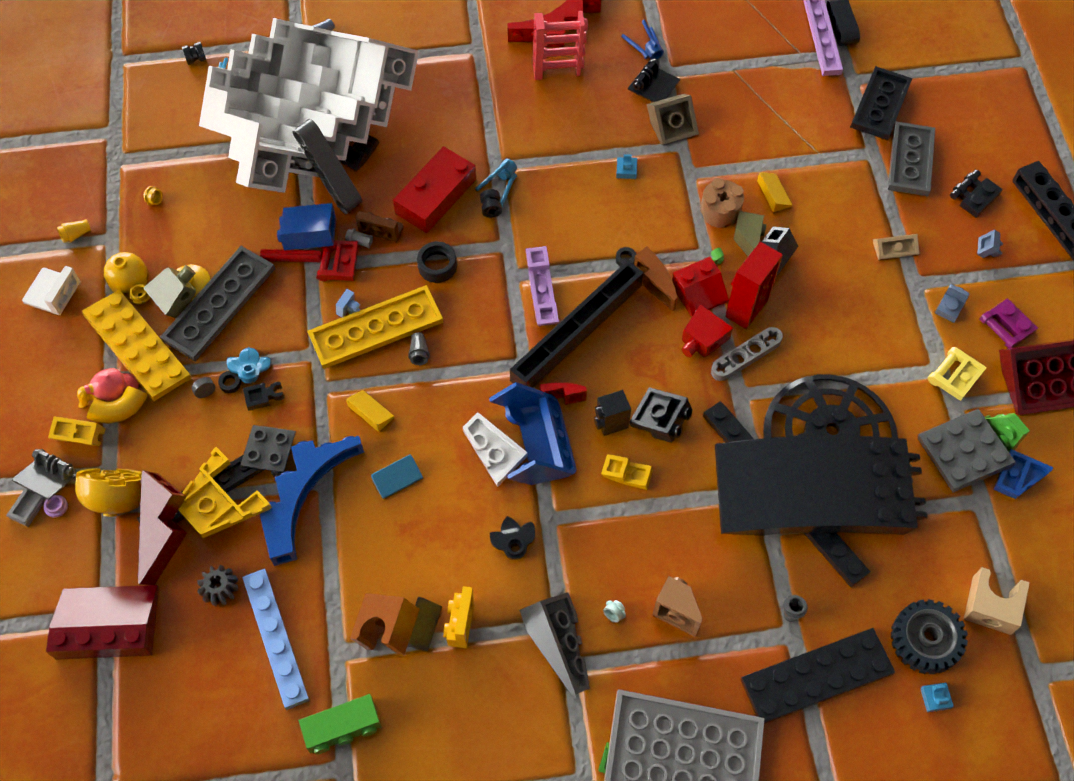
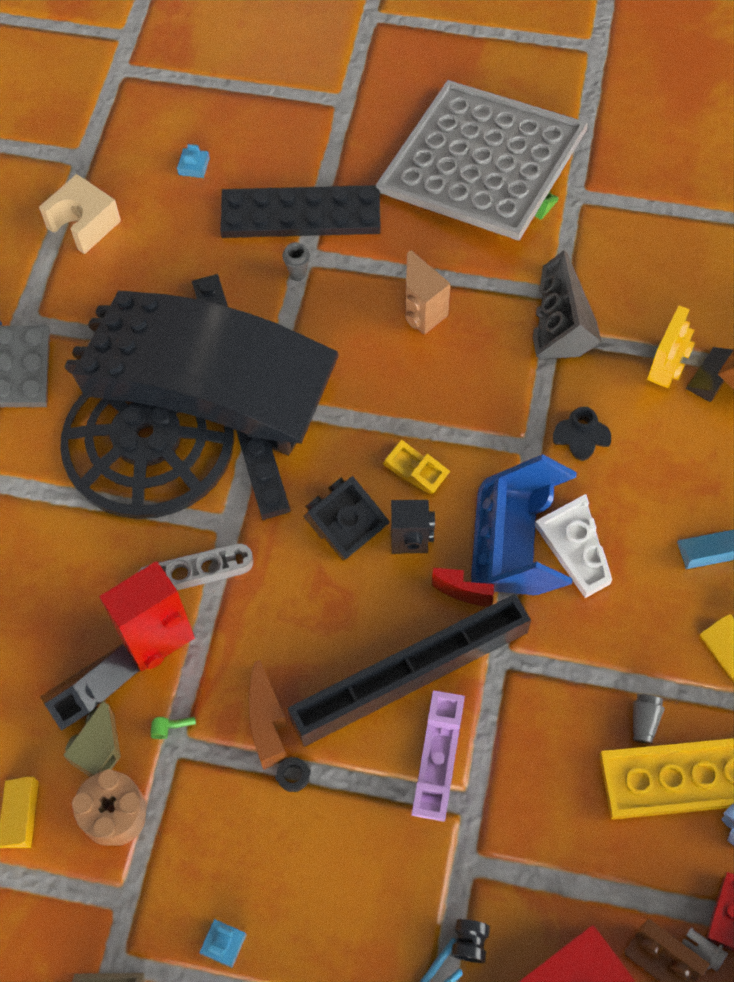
camera: 160 degrees left, 0 degrees up
(439, 248) = (604, 840): black tyre -> none
(614, 611) = (490, 323): light aqua plate -> none
(700, 285) = (210, 684): red slope -> none
(704, 333) = (239, 609): red torso -> none
(939, 622) = (169, 207): wheel -> none

